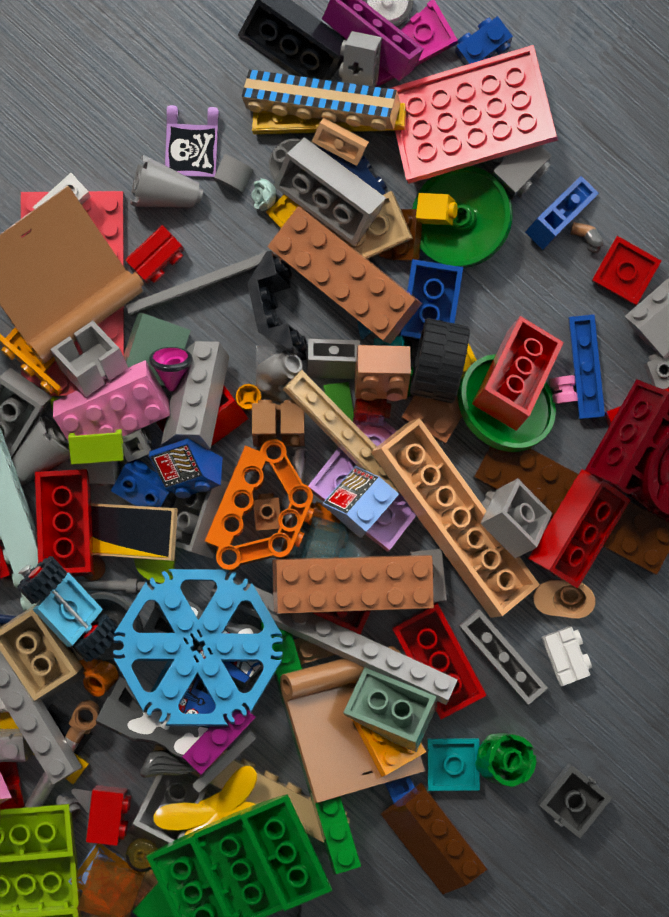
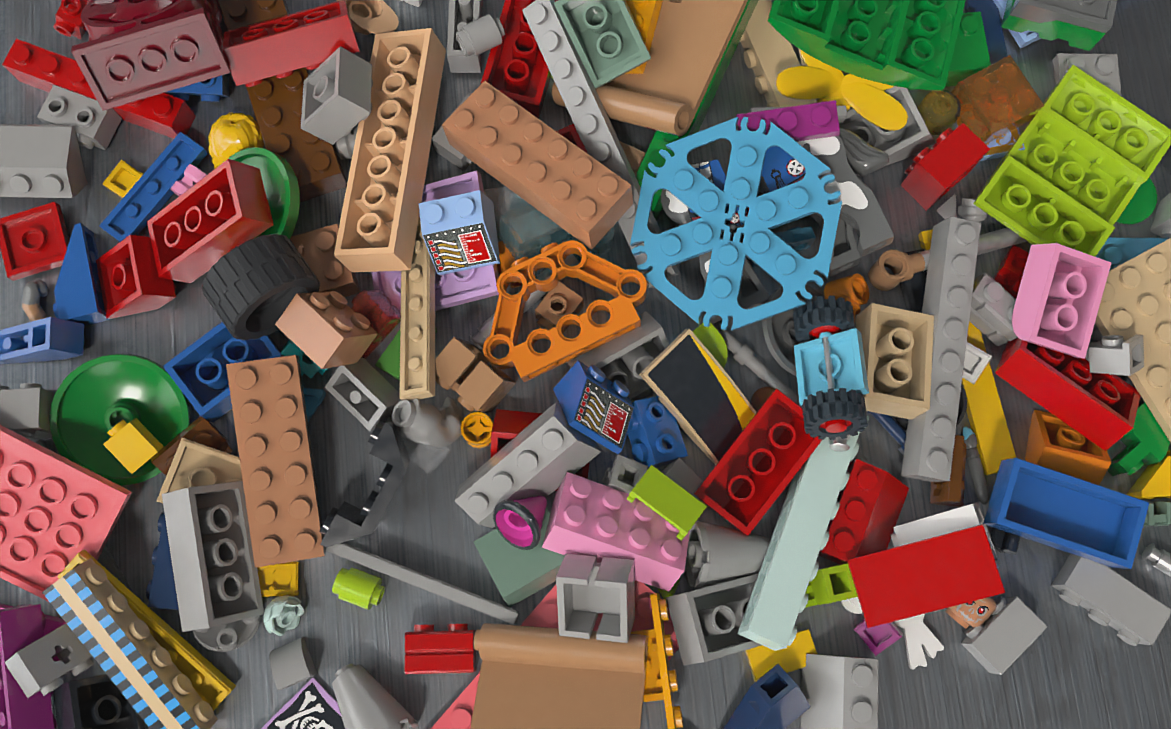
camera: 140 degrees left, 10 degrees down
(234, 247) = (358, 587): none -> lime brick
(340, 141) = (153, 594): light nougat plate -> none
(466, 637) = (480, 35): none -> light grey brick
(541, 301) = (131, 279): none -> red slope
(563, 438) = (232, 134): none -> yellow hair
(567, 268) = (78, 284): none -> blue slope
(611, 356) = (122, 179): none -> yellow tile

